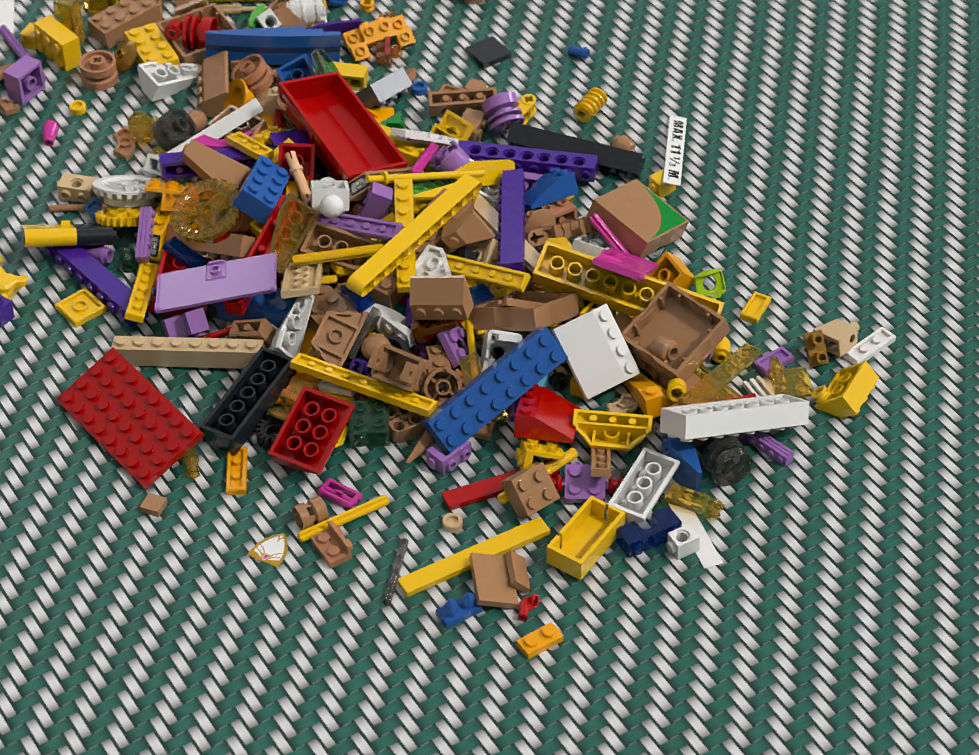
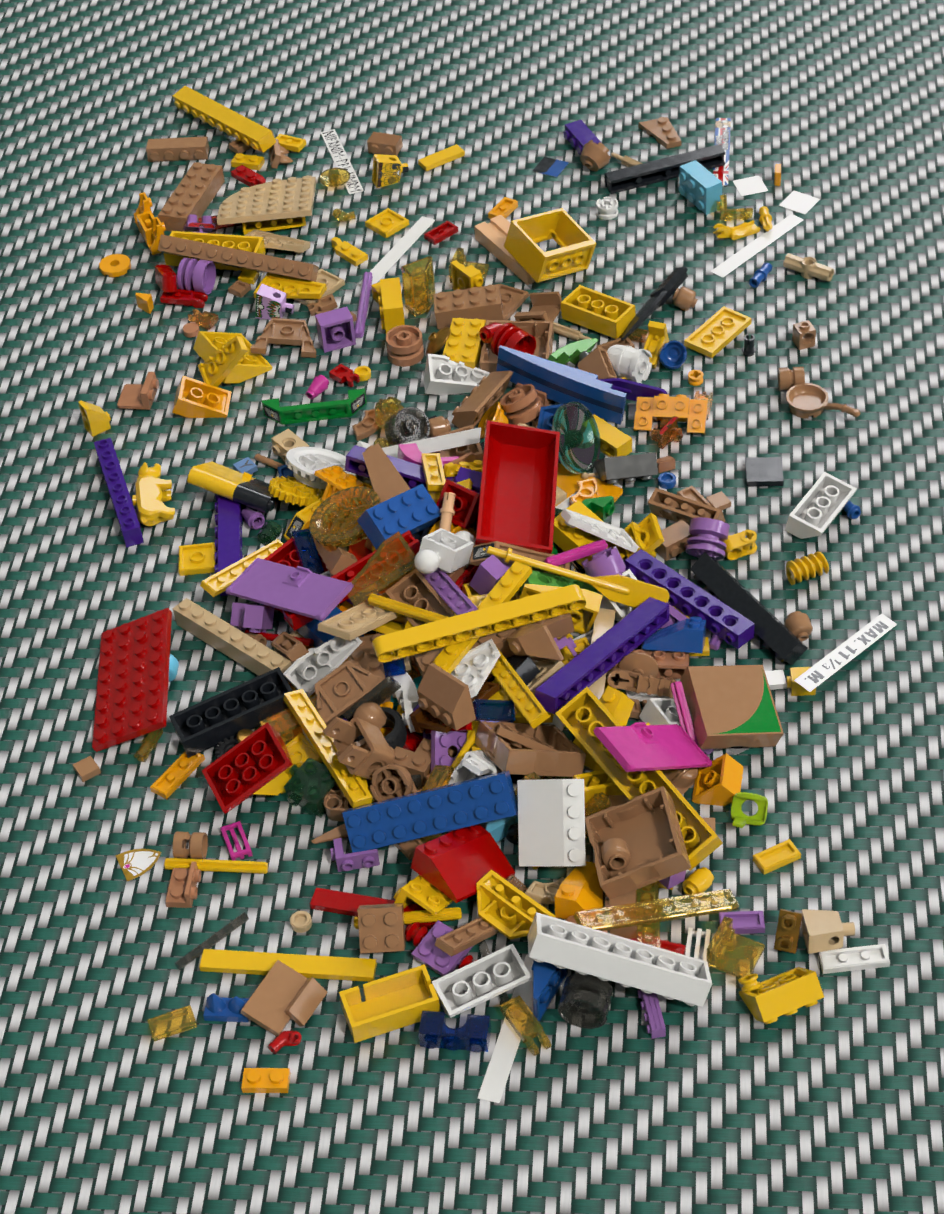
camera: 40 degrees right, 0 degrees up
(32, 166) = (315, 411): none -> green slope
(48, 218) = (245, 465): none -> medium blue tile
(63, 114) = (344, 374): none -> red plate
(145, 234) = (290, 515): medium lavender piece -> none
(265, 15) = (576, 350): white brick -> none
(425, 642) = (172, 1023): none -> clear yellow tile
(561, 58) = (819, 507): none -> white slope
(673, 384) = (593, 900): yellow brick -> none
(683, 541) = (477, 1067): white brick -> none

